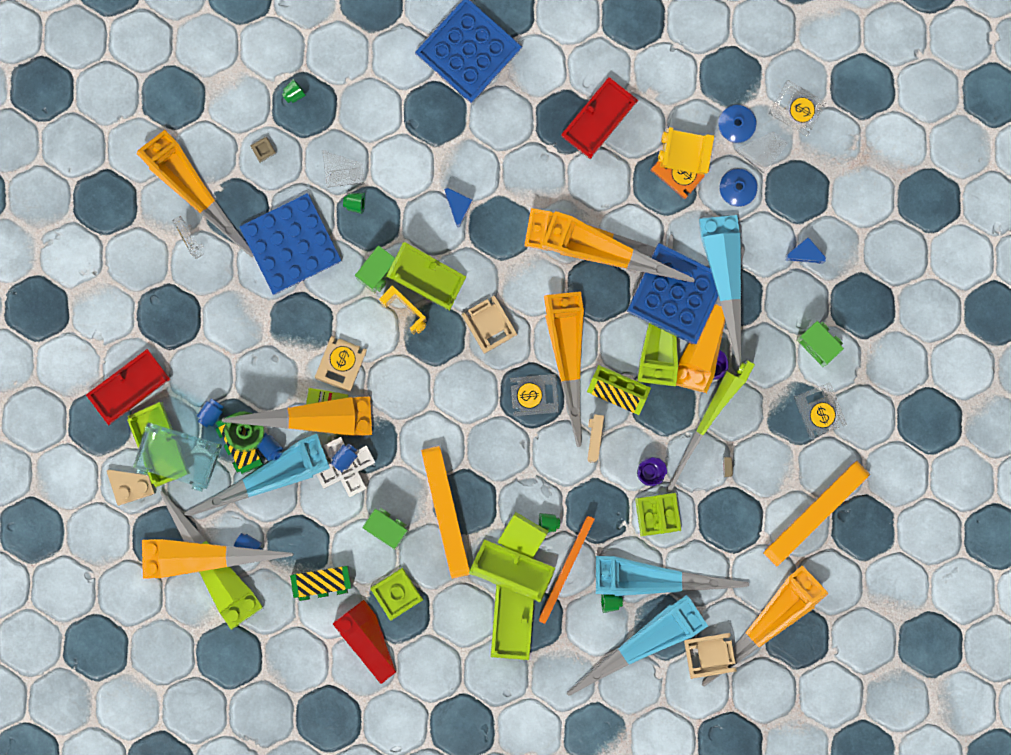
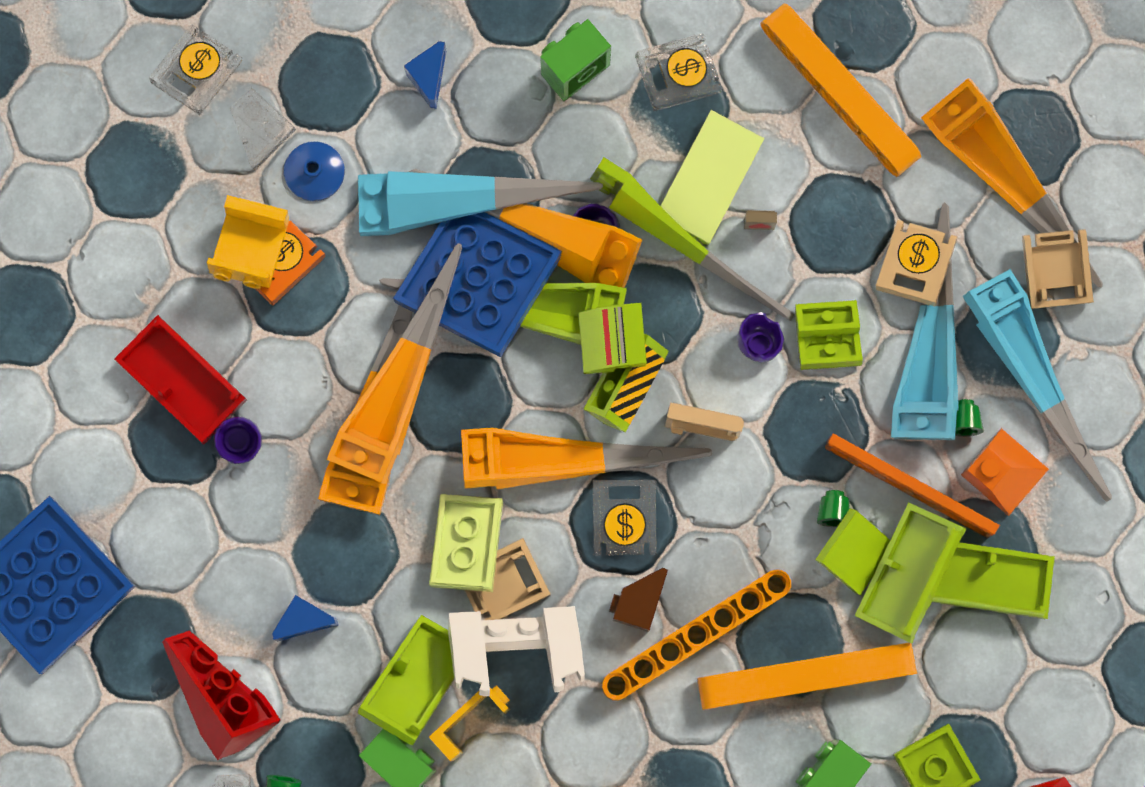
camera: 85 degrees left, 5 degrees down
(404, 162) = (221, 704): none -> red wedge
(461, 356) = (555, 631): none -> white wedge
(461, 434) = (706, 622): none -> light orange beam
(483, 407) = (639, 601): none -> reddish brown slope
(511, 300) = (466, 542): none -> yellowish green tile
(564, 156) = (238, 440): none -> dark purple hair
(580, 628) = (1004, 472): none -> orange slope
(642, 378) = (612, 338): none -> lime slope
(711, 566) = (918, 256): none -> tan container
(733, 132) = (221, 175): blue dish -> none
(753, 434) = (711, 176): none -> yellowish green tile

